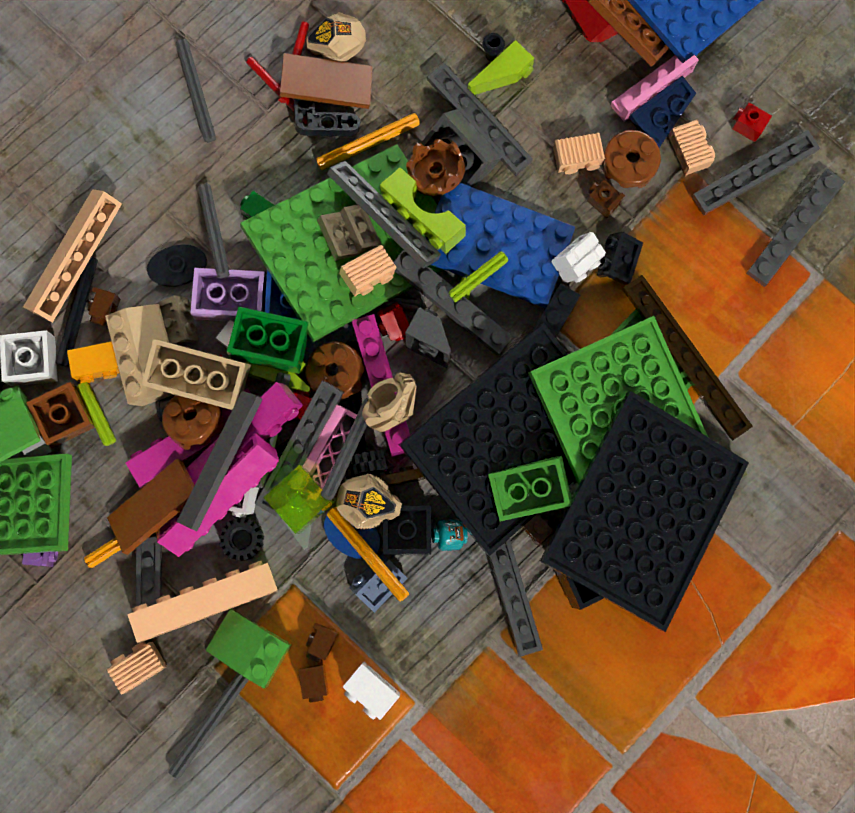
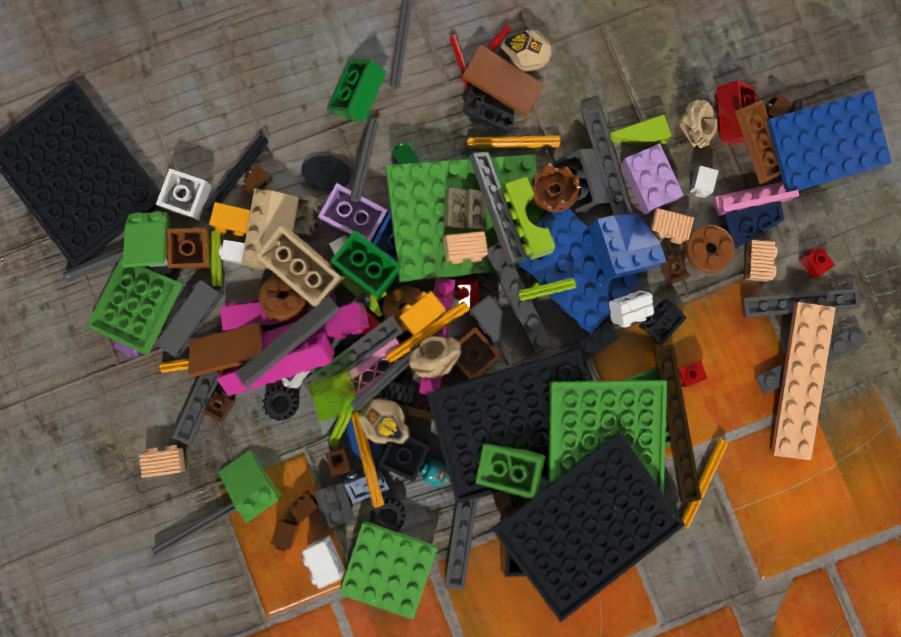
camera: 25 degrees right, 5 degrees up
(72, 255) = (251, 130): light nougat brick -> none
(95, 492) = (189, 318): none -> dark grey brick
(111, 397) = (231, 251): none -> white brick
(170, 161) = (357, 90): none -> green slope
(178, 581) = (219, 413): none -> reddish brown brick
(202, 602) = (230, 438): light nougat brick -> none
(320, 536) = (339, 429): none -> lime axle
(345, 576) = (335, 467): none -> reddish brown brick
(353, 363) = (421, 313): none -> light orange brick
(354, 624) = (334, 505): none -> dark grey bracket
(370, 379) = (427, 332): none -> light orange axle
(434, 383) = (475, 354): none -> dark orange brick
(434, 612) = (392, 504): none -> black tyre
(448, 667) = (388, 570): none -> bright green plate
(493, 45) = (644, 111): black cone -> none
(535, 113) = (651, 179): none -> lavender brick
(540, 194) = (625, 245): none -> blue slope
(556, 32) = (699, 123): none -> tan helmet
(591, 91) = (703, 181): none -> white brick
(678, 298) = (692, 373): none -> red brick
(747, 406) = (705, 479): none -> light orange axle
(798, 252) = (803, 381): none -> light nougat plate

